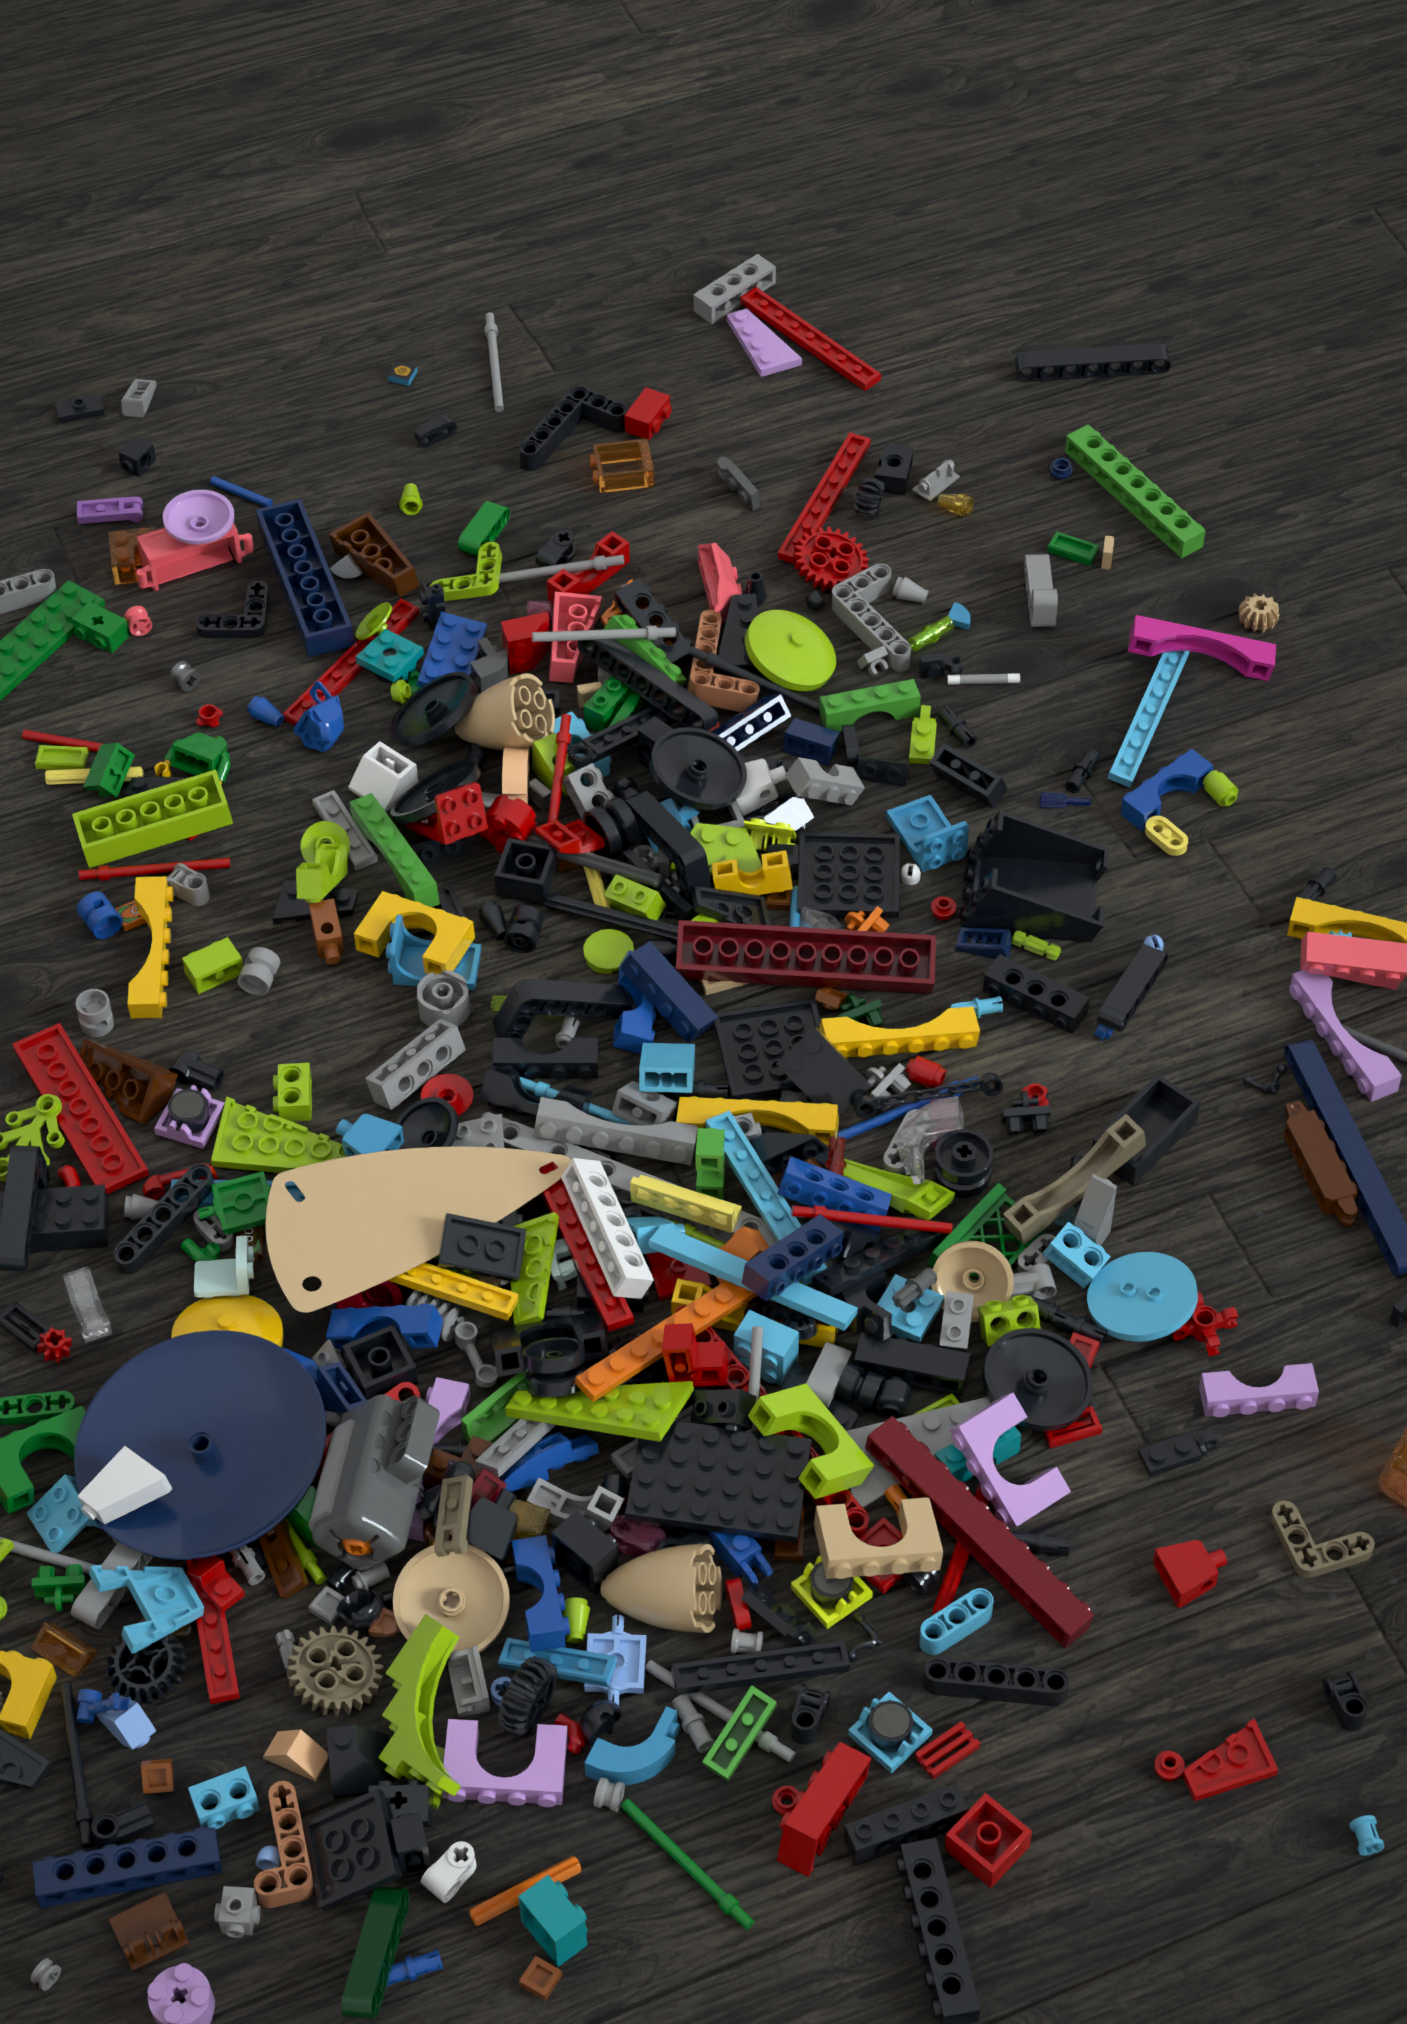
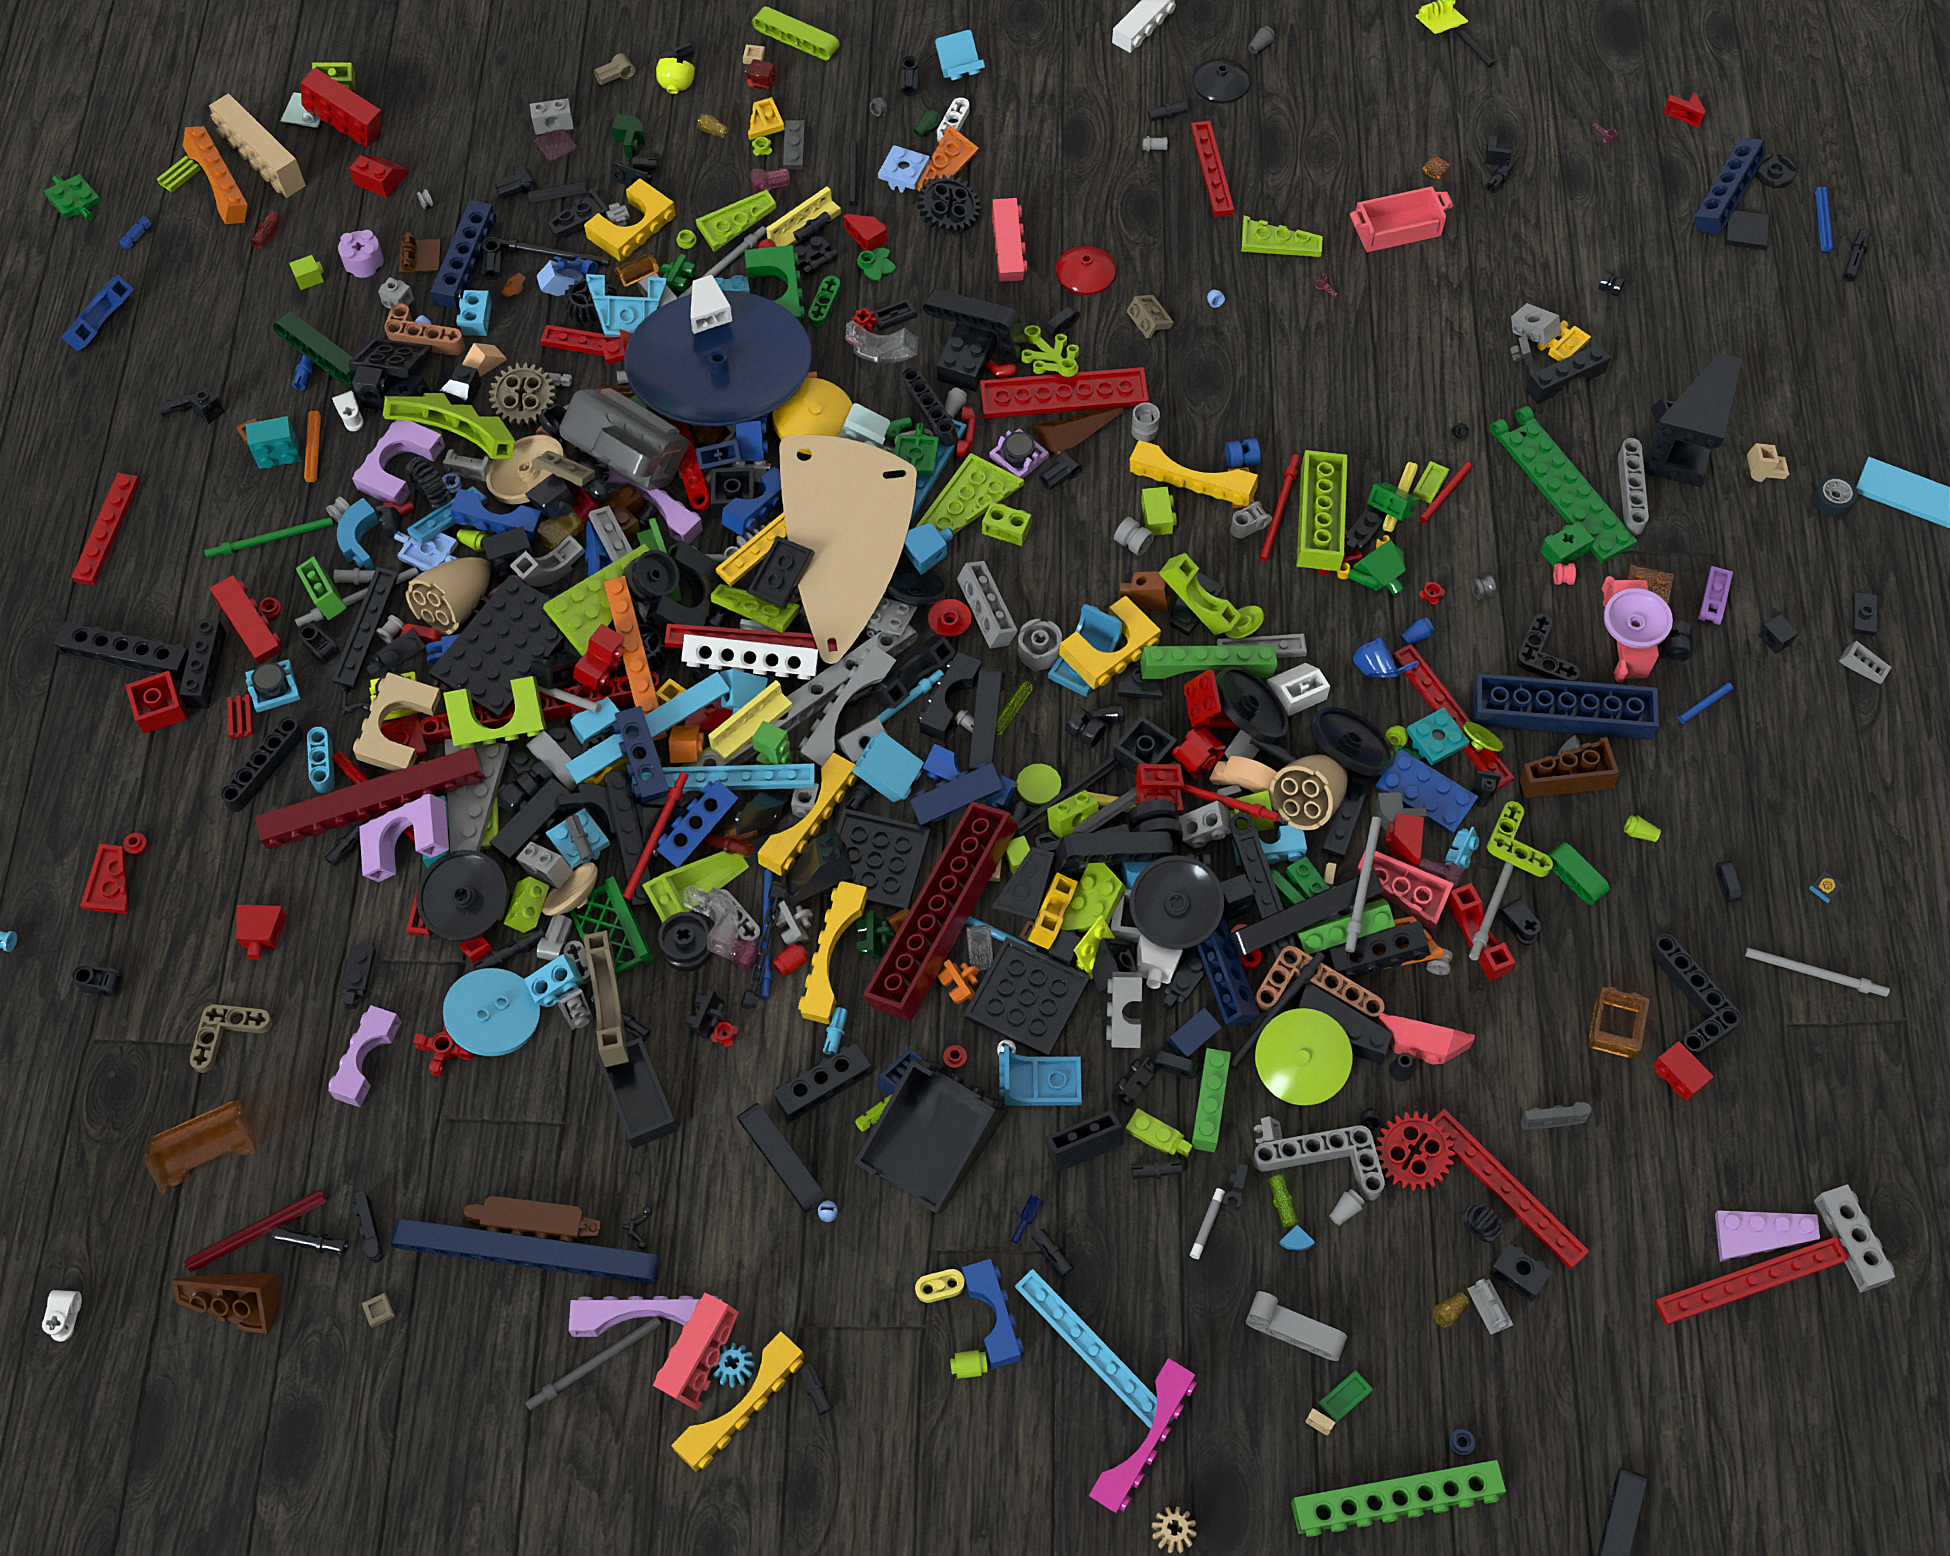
camera: 115 degrees right, 10 degrees up
(493, 611) = (1466, 843): none -> medium azure hinge

